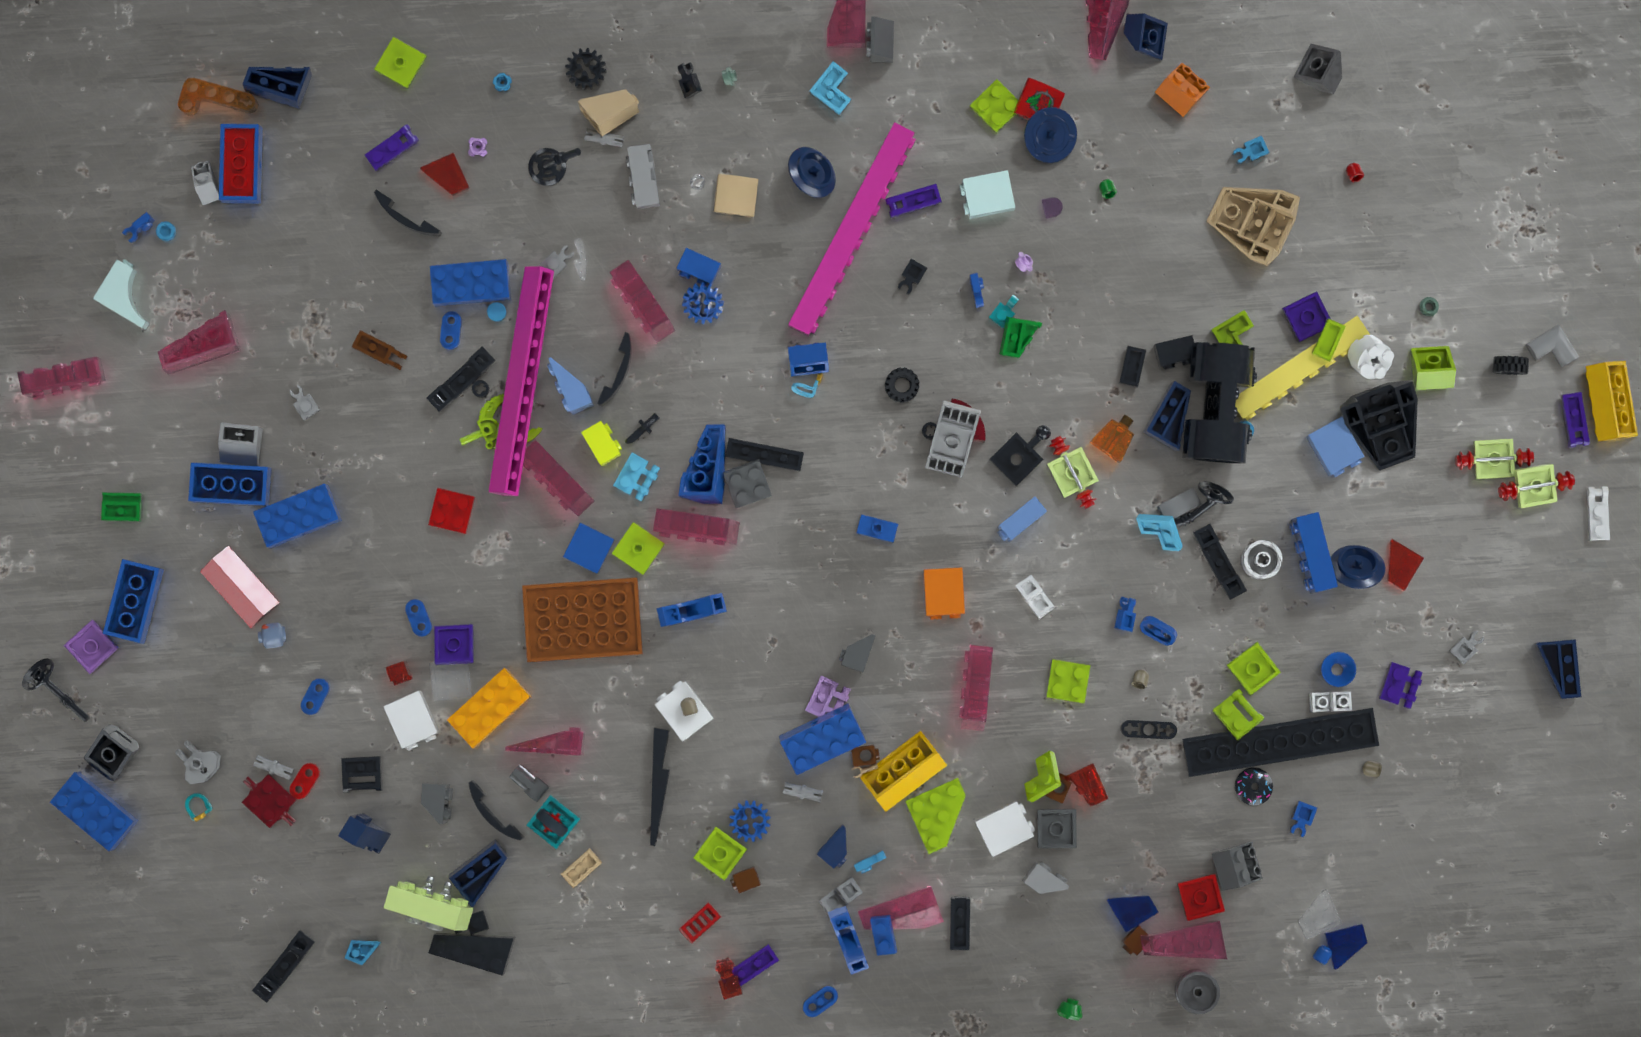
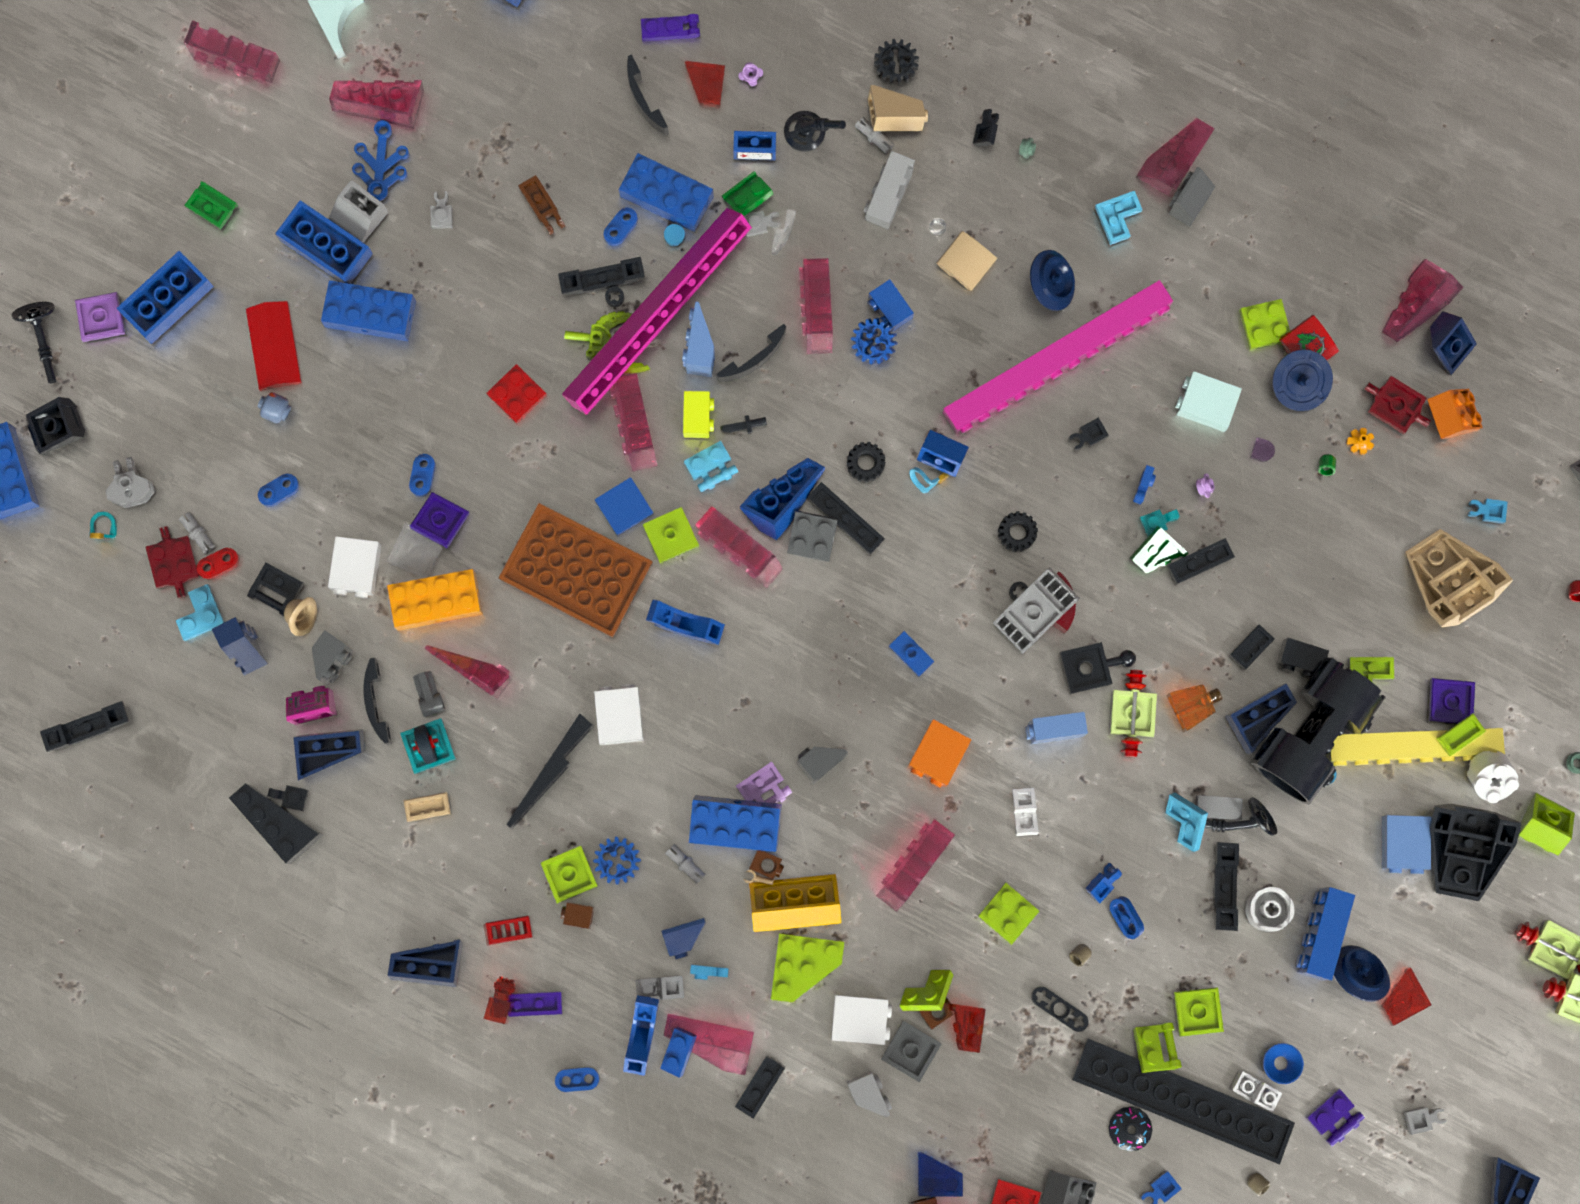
camera: 25 degrees right, 5 degrees down
(232, 395) = (380, 165): none -> blue plant
(321, 825) = (205, 616): none -> medium azure plate
(361, 950) = (167, 757): dark azure piece -> none
(394, 782) = (301, 615): none -> tan hat
(399, 673) = (371, 514): clear red brick -> none
(435, 909) = (255, 750): yellowish green piece -> none
(445, 846) = (310, 706): none -> dark pink slope
(502, 77) = (810, 23): dark azure plate -> none
(516, 204) = (754, 145): none -> blue brick
(534, 245) = (747, 194): none -> green plate
(658, 984) = (428, 965): none -> dark blue wedge
(688, 706) = (625, 713): dark tan piece -> none
(757, 412) = (869, 449): none -> black tyre
(914, 200) = (1133, 365): dark purple plate -> none
(1055, 323) = (1200, 561): none -> black plate
(1122, 158) = (1360, 441): none -> light orange plant
(1134, 109) = (1397, 405): none -> dark red plate

